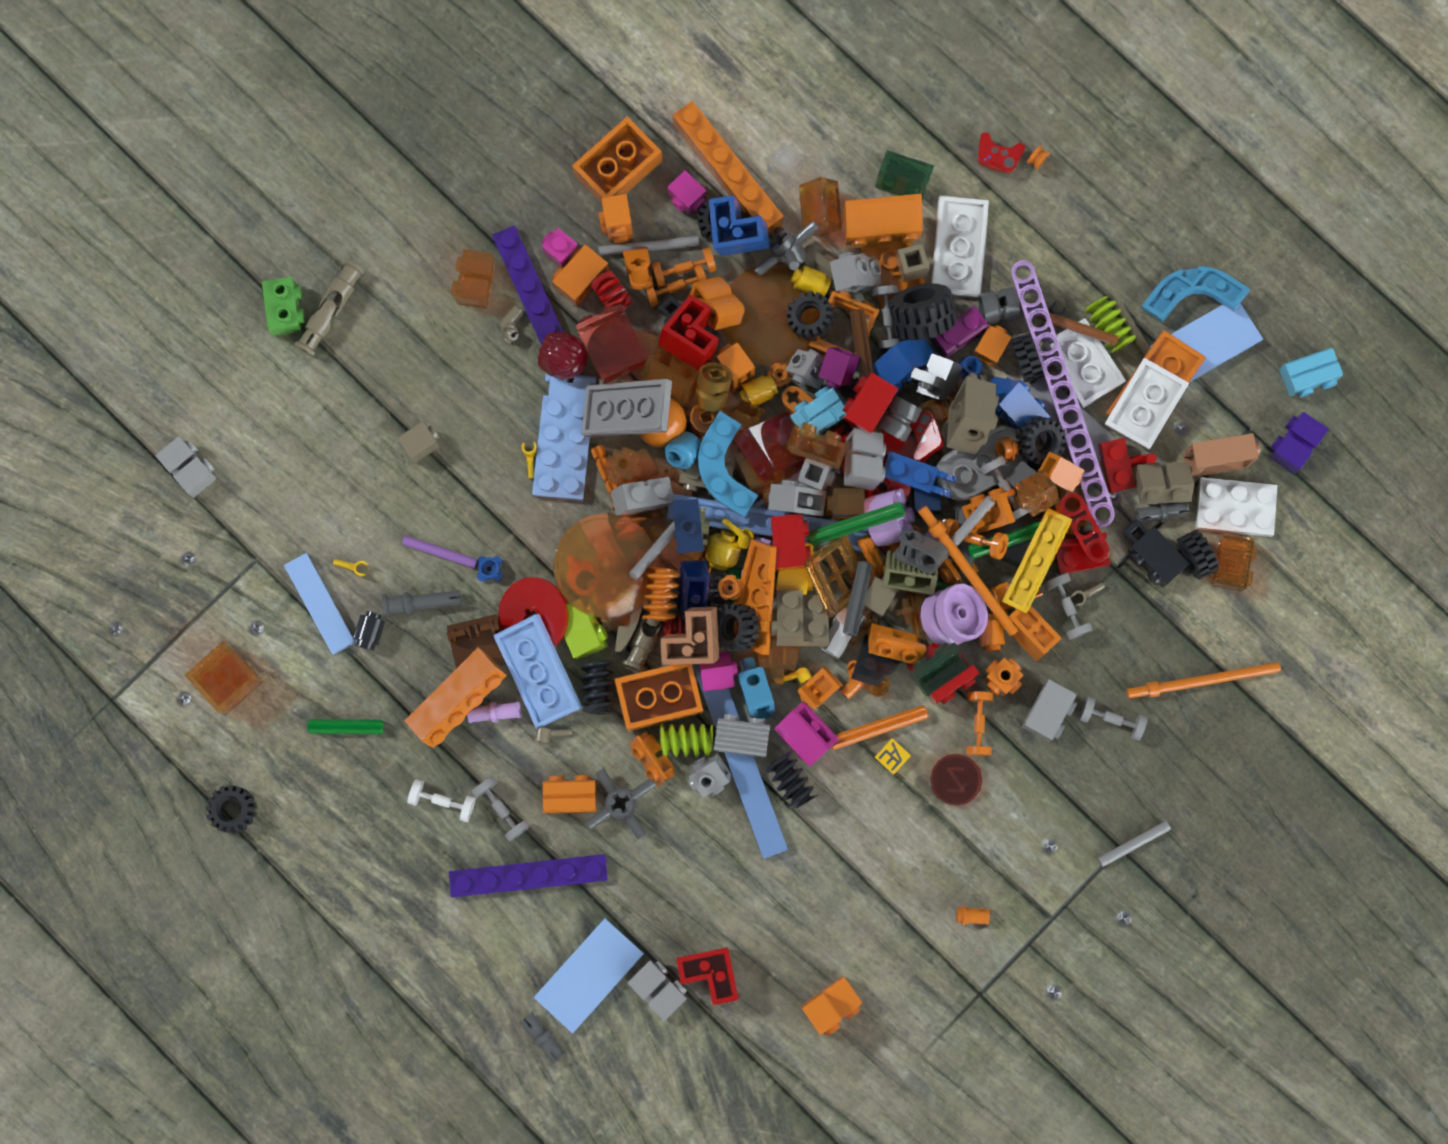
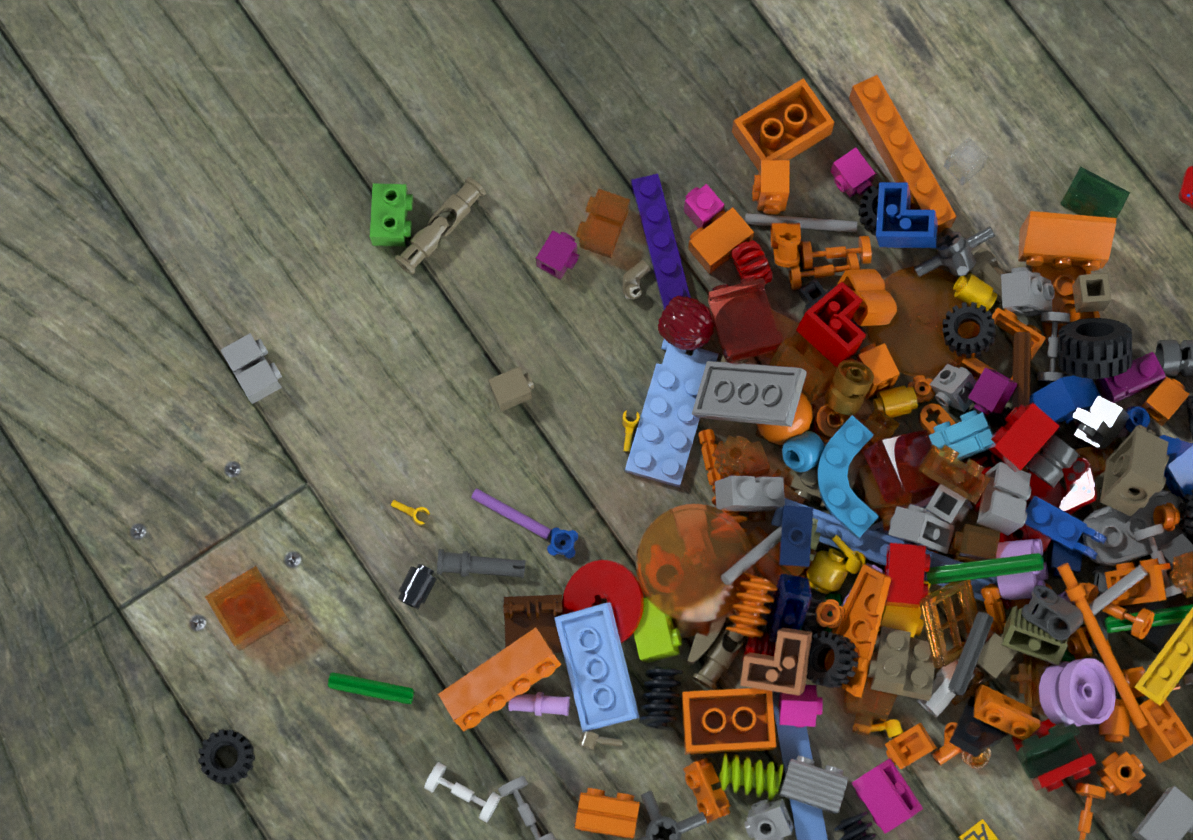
camera: 10 degrees right, 5 degrees down
(319, 603) = (368, 546): light blue tile -> none
(438, 314) = (557, 254): none -> magenta brick
(758, 697) = (839, 744): dark azure torso -> none
(822, 204) = (1000, 208): clear orange brick -> none
(880, 726) = (972, 803): orange axle -> none
(960, 245) = (1145, 283): white tile -> none

